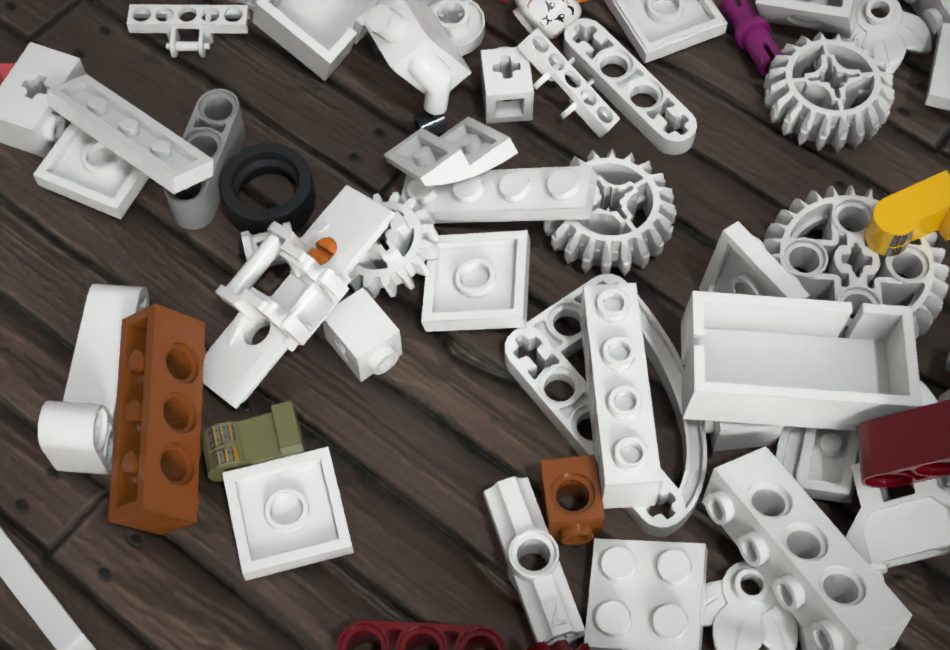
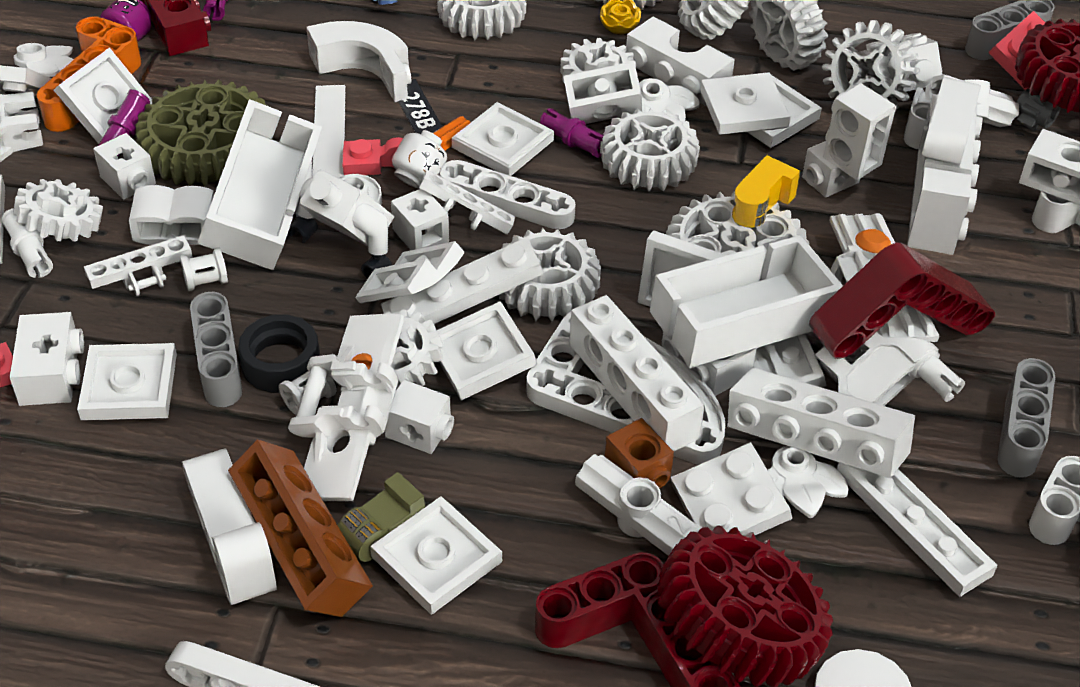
camera: 30 degrees left, 15 degrees down
(131, 133) = (152, 342): white plate -> none
(248, 54) = (214, 260): none -> white bush

